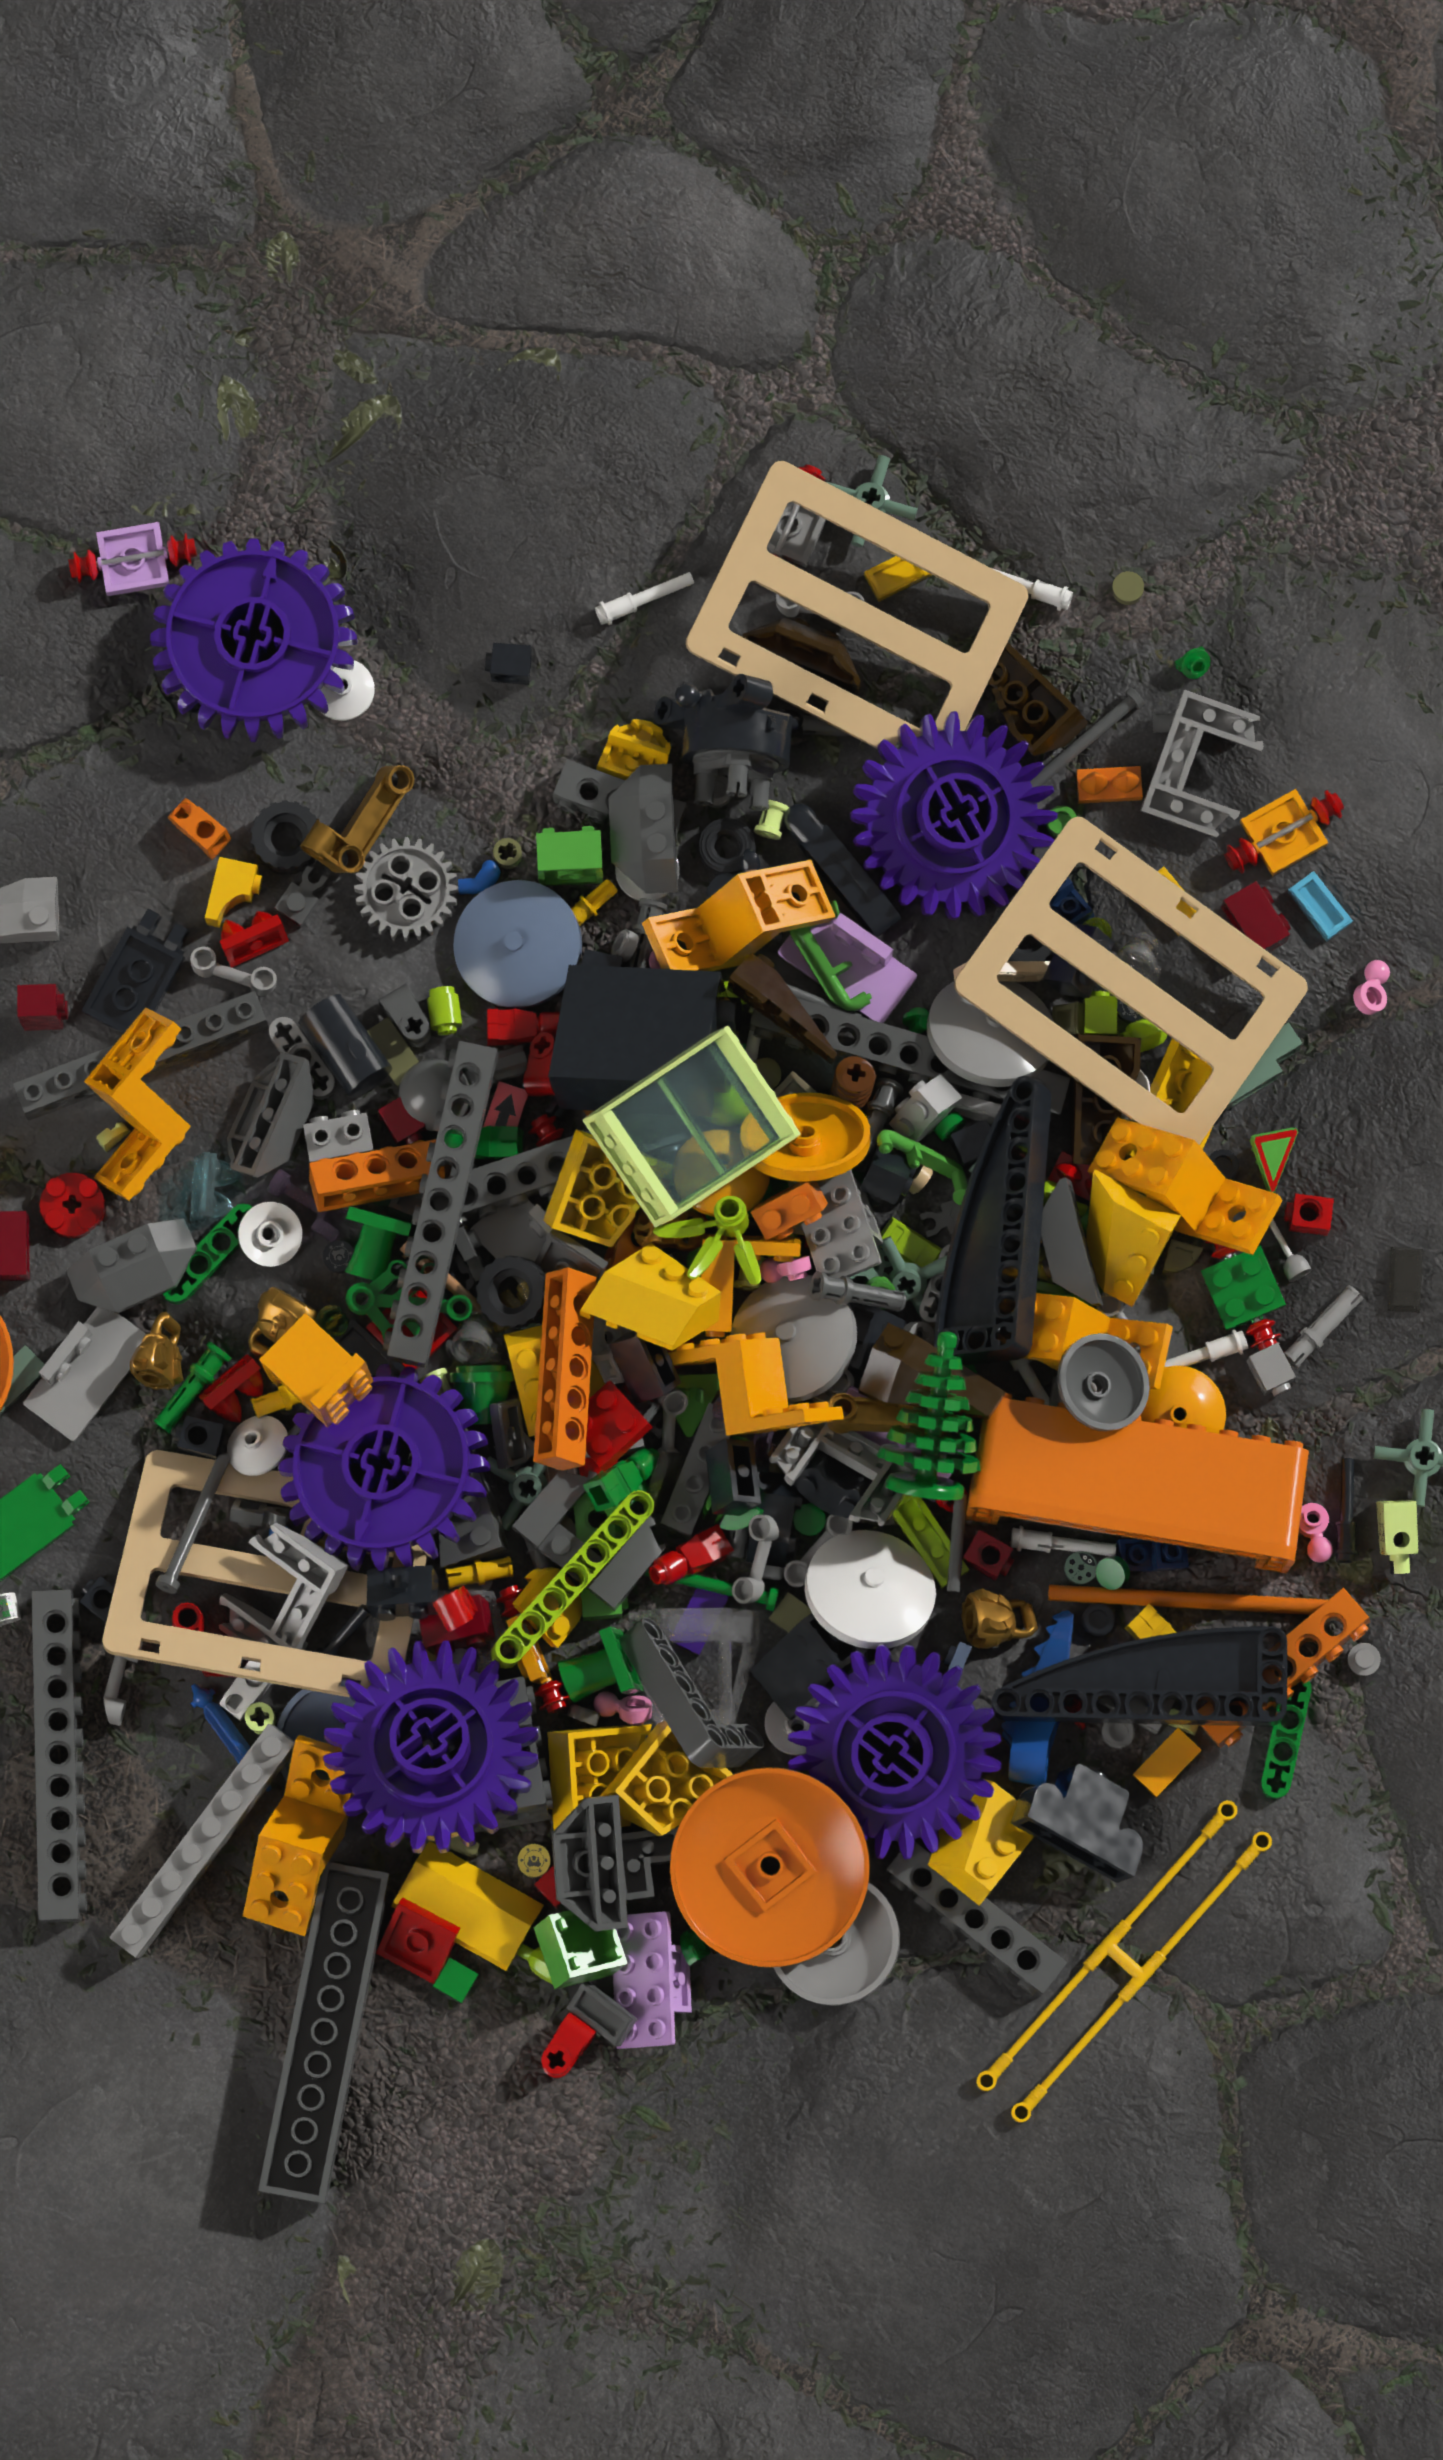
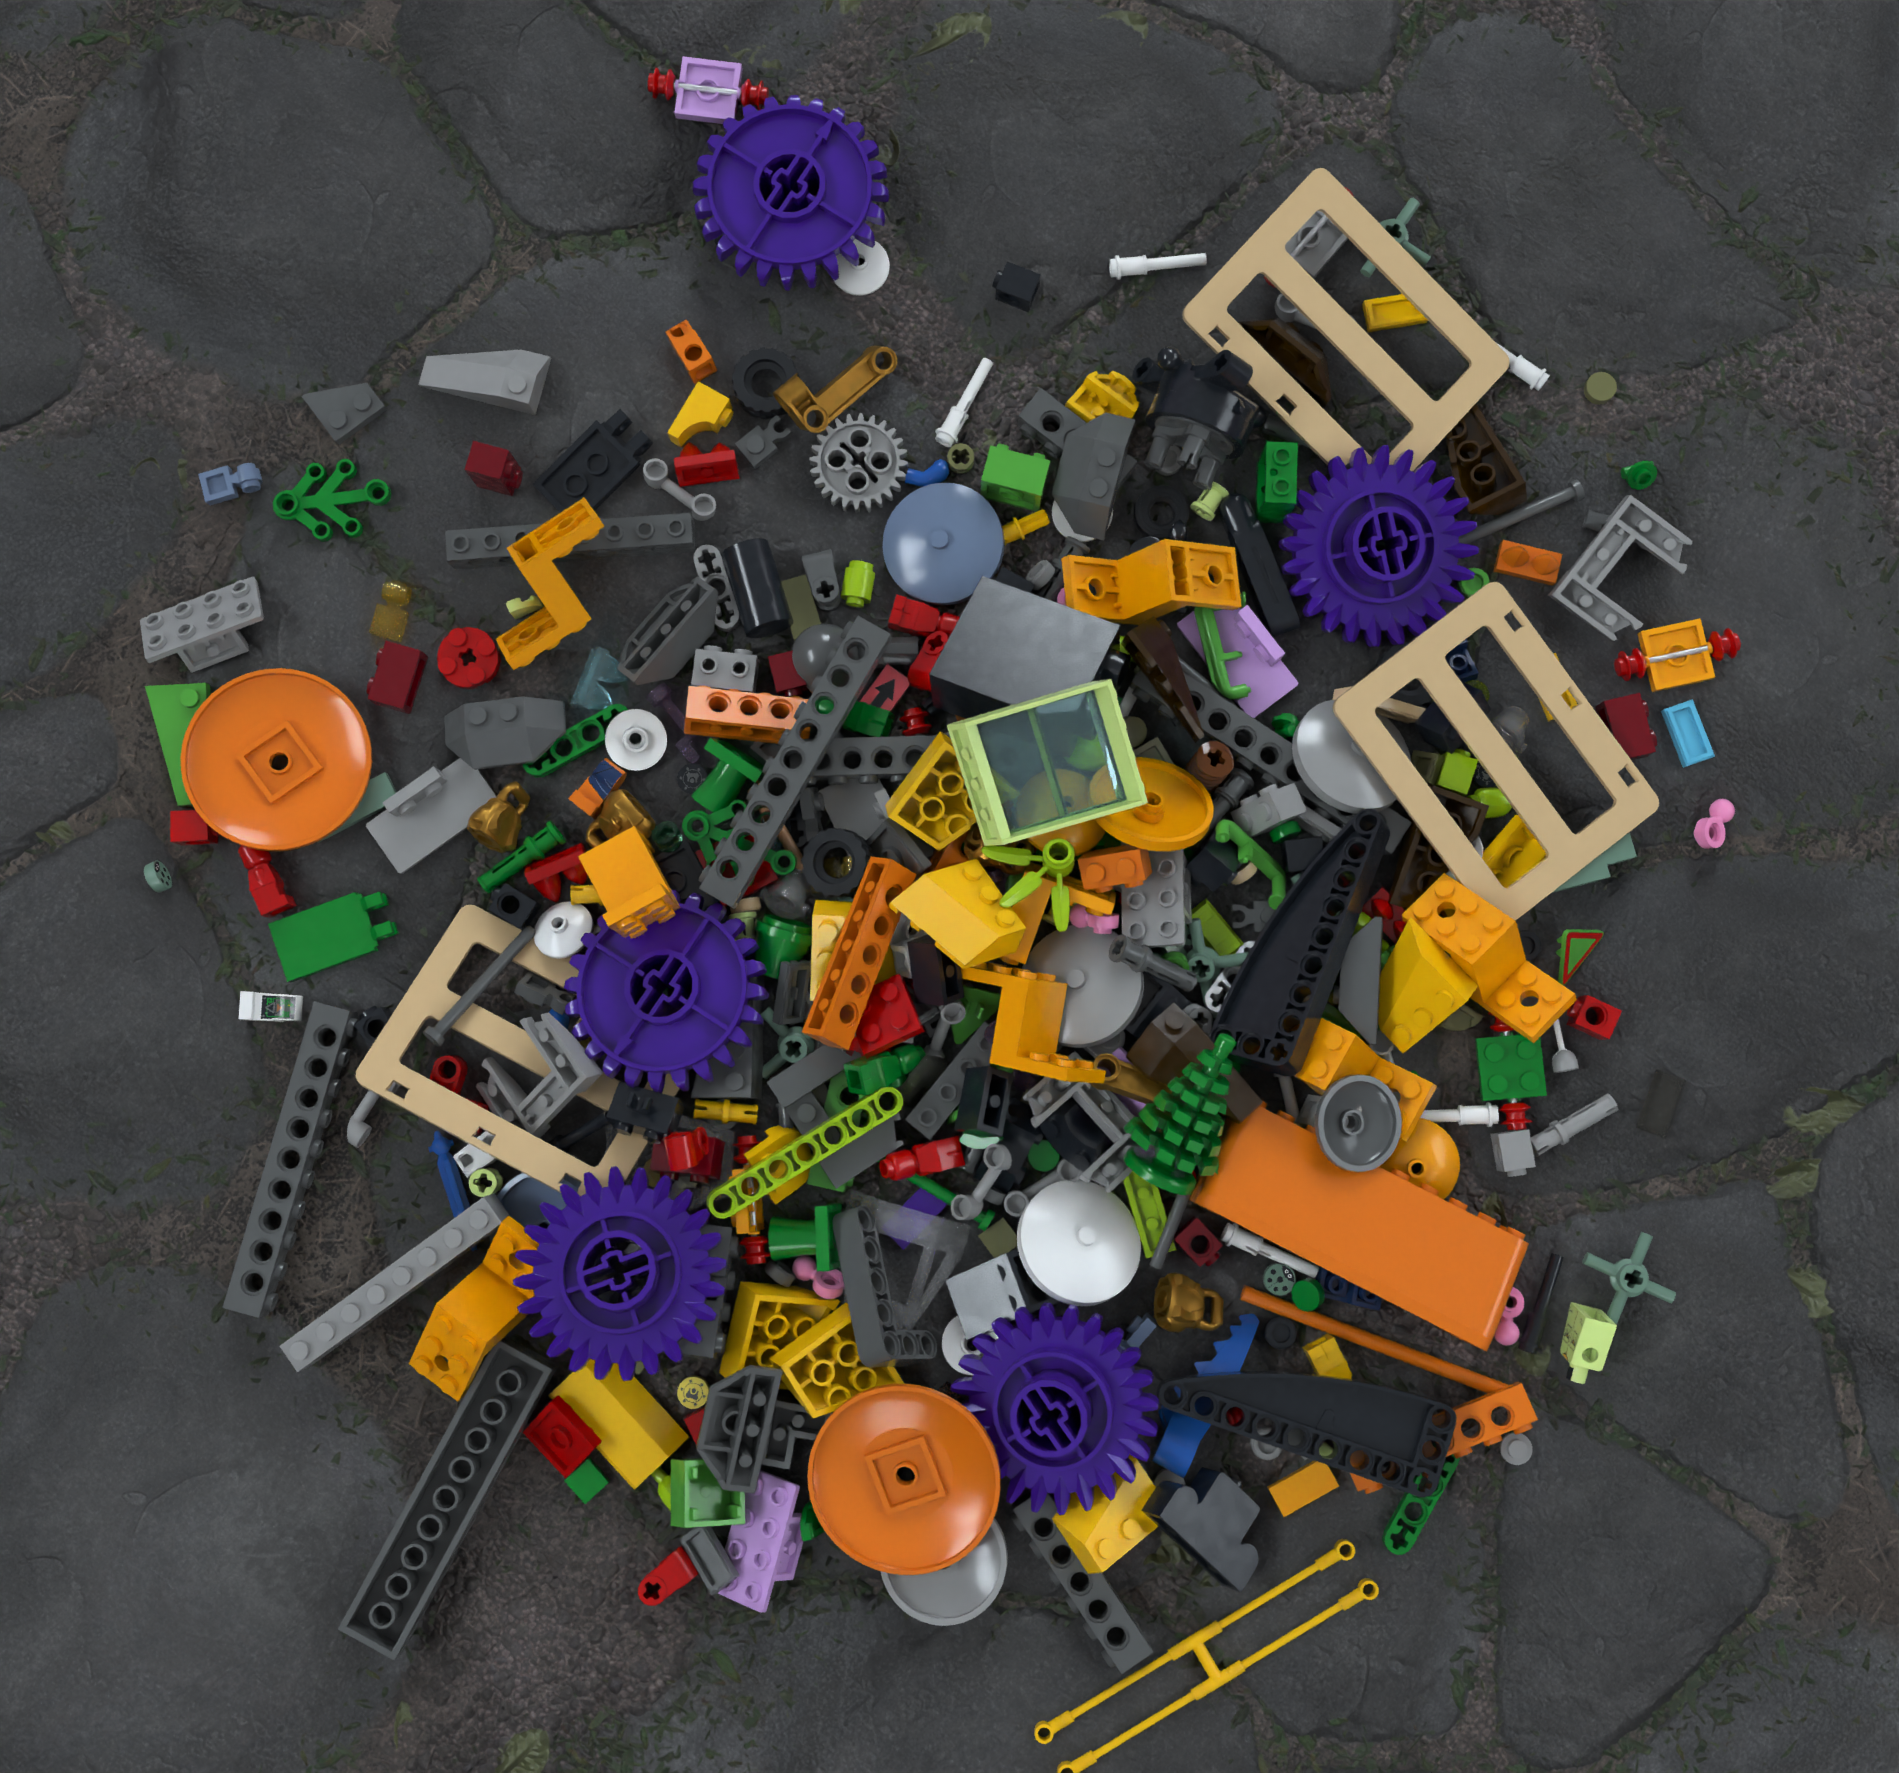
camera: 20 degrees right, 5 degrees up
(246, 1294) = (593, 792): none -> leg
(435, 1362) = (747, 905): none -> tan tile
(490, 813) = (957, 416): none -> white pin
(831, 779) = (1278, 474): none -> green window

